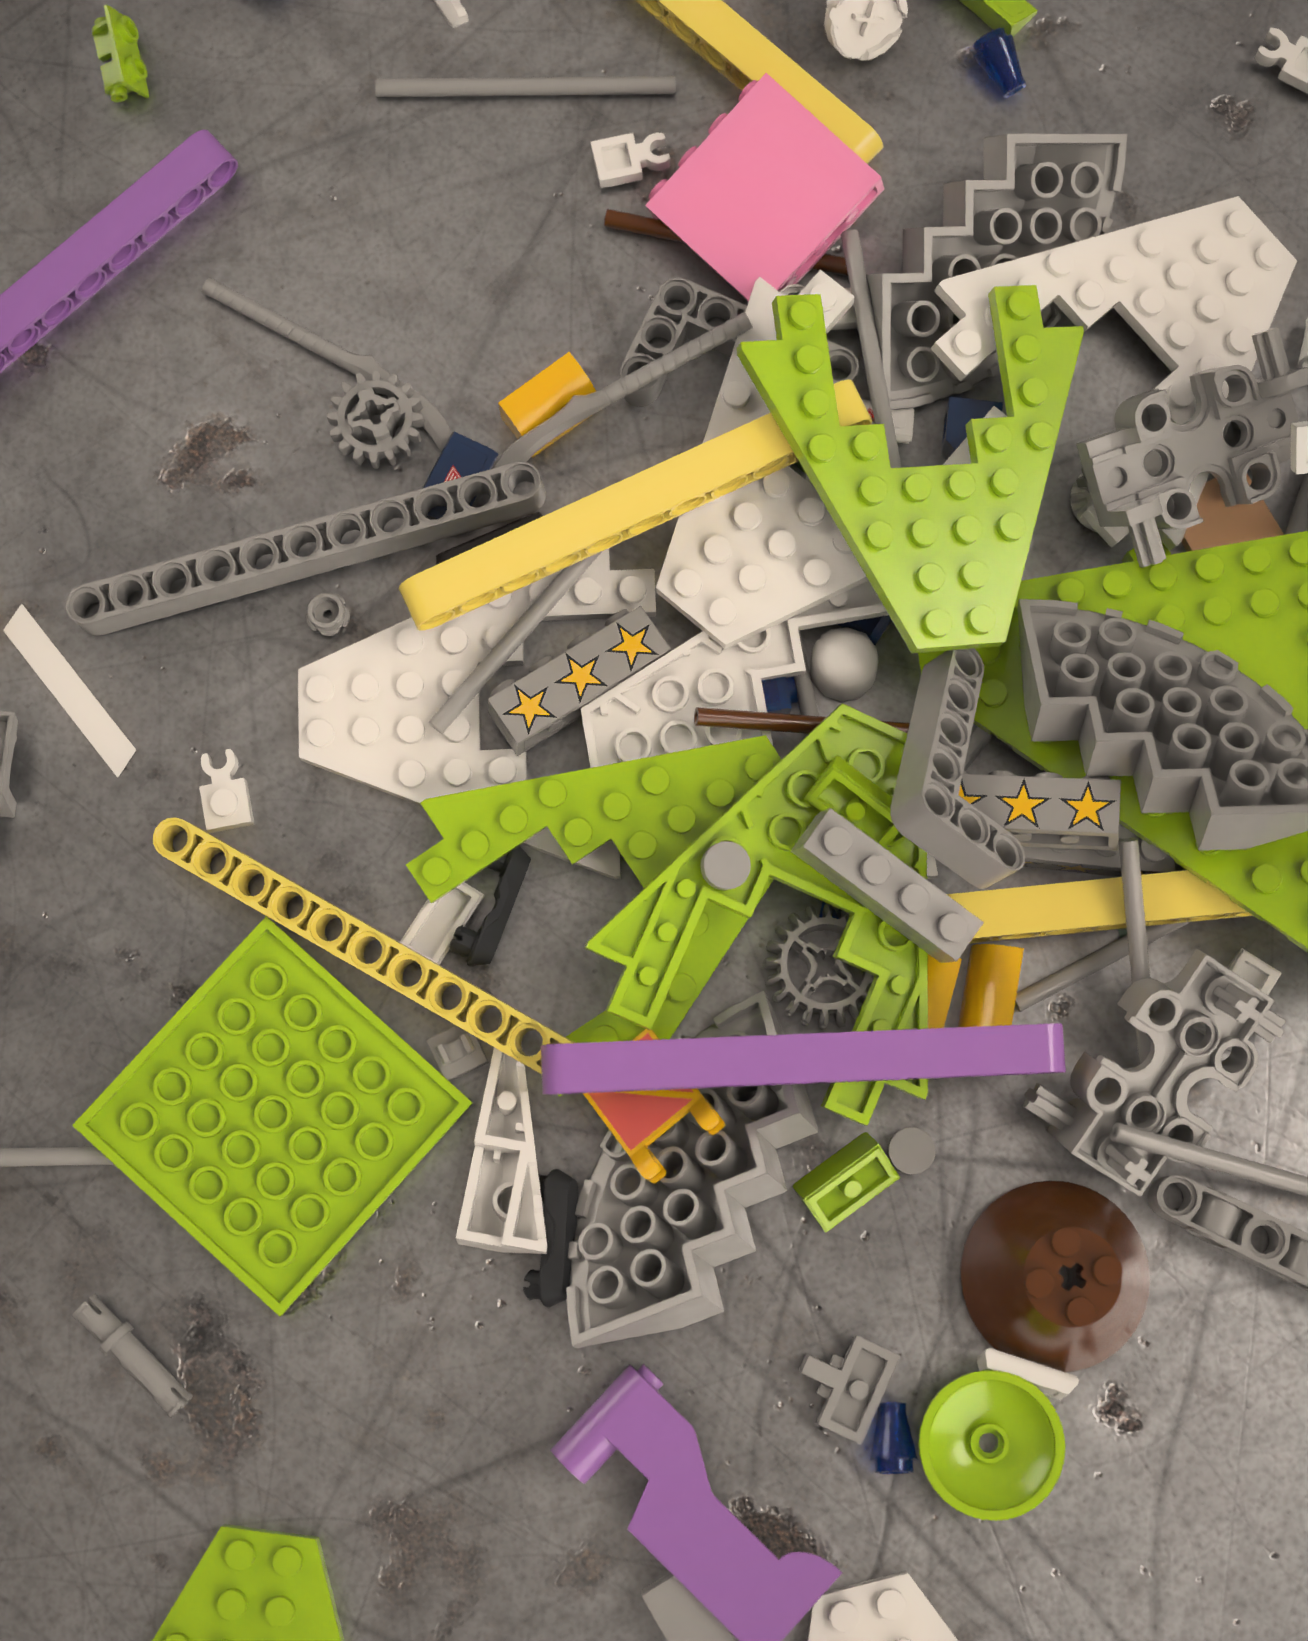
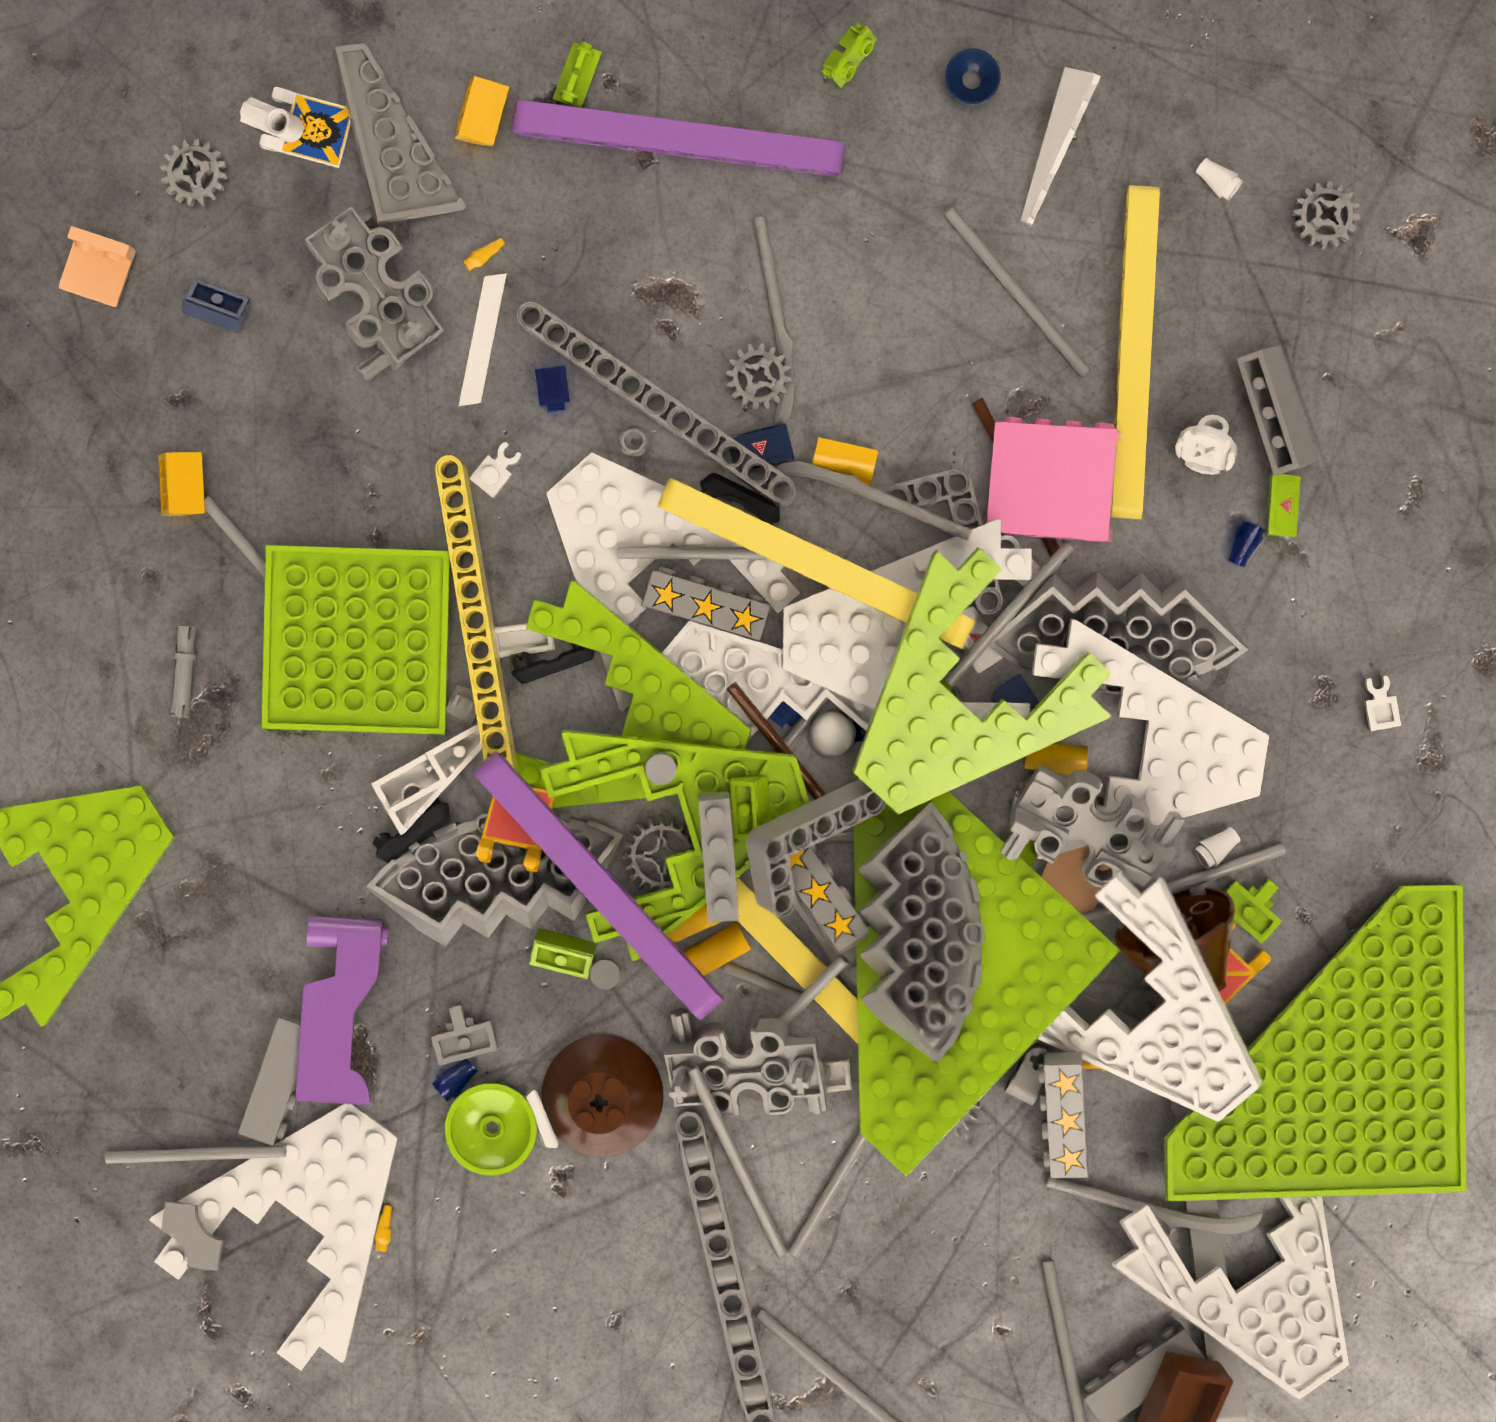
camera: 50 degrees right, 10 degrees up
(190, 651) = (553, 388): none -> clear blue brick
(621, 160) = (1016, 381): white plate -> none
(1089, 421) = (1059, 758): none -> yellow brick

